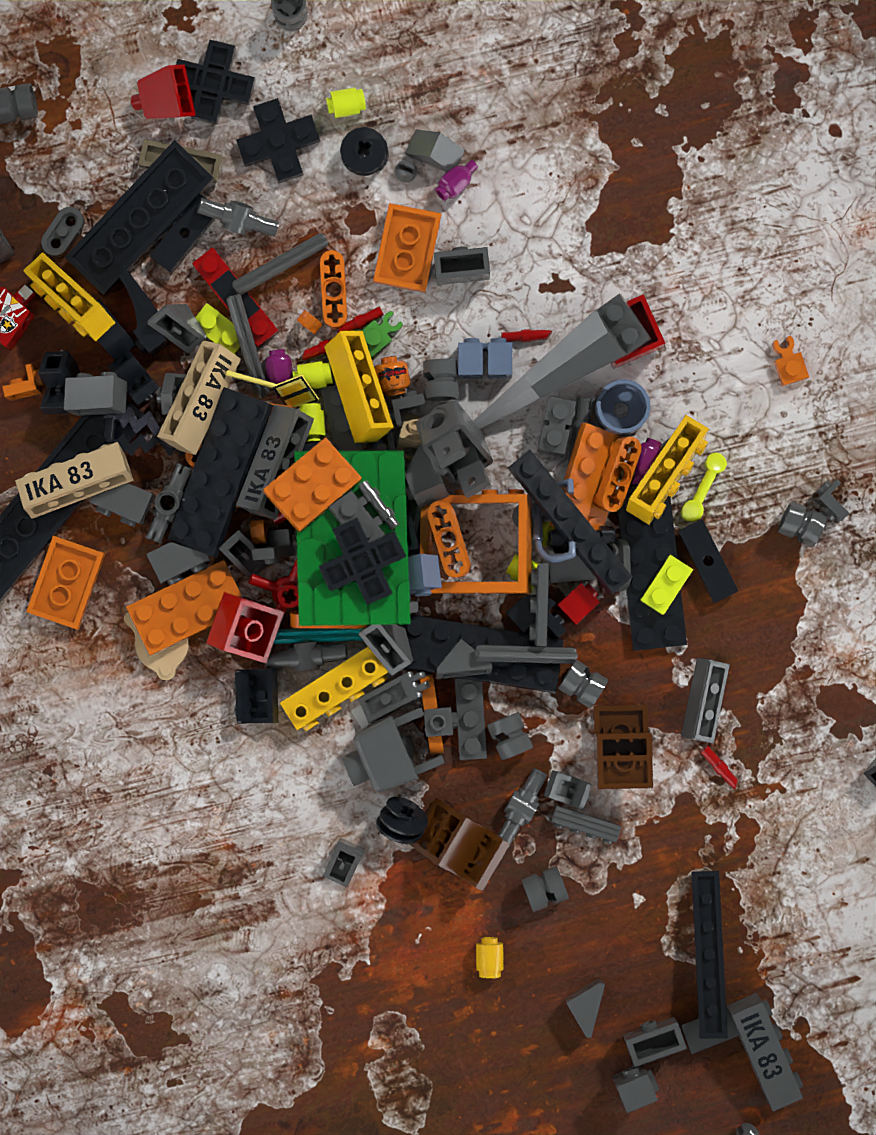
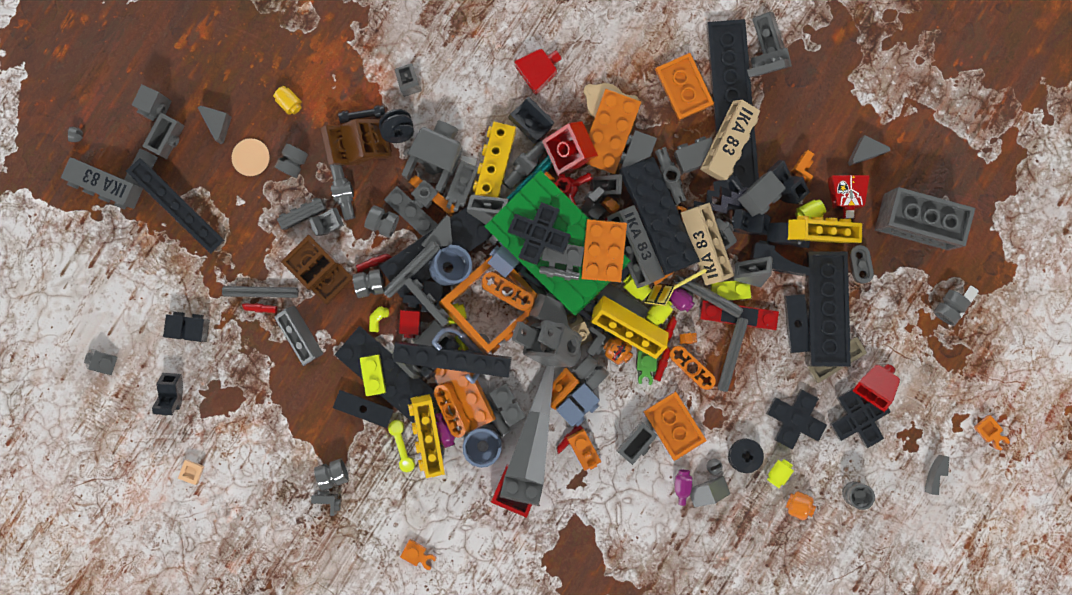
camera: 140 degrees right, 0 degrees up
(61, 333) = (812, 209): none -> neon yellow brick
(198, 744) = (538, 68): none -> red torso
(237, 217) = (778, 357): dark grey pin -> none
(356, 51) = (800, 505): none -> orange head
(444, 883) = (345, 116): none -> black bar
(475, 607) = (460, 261): none -> sand blue piece
(483, 391) = (562, 387): none -> orange plate
(521, 309) = (584, 450): none -> orange plate
(557, 703) = (372, 262): none -> red piece
(584, 935) = (250, 157): none -> light nougat piece
(607, 643) = (376, 316): none -> neon yellow arm
(703, 782) = (245, 291): none -> dark grey axle
(820, 828) = (186, 328): none -> black piece

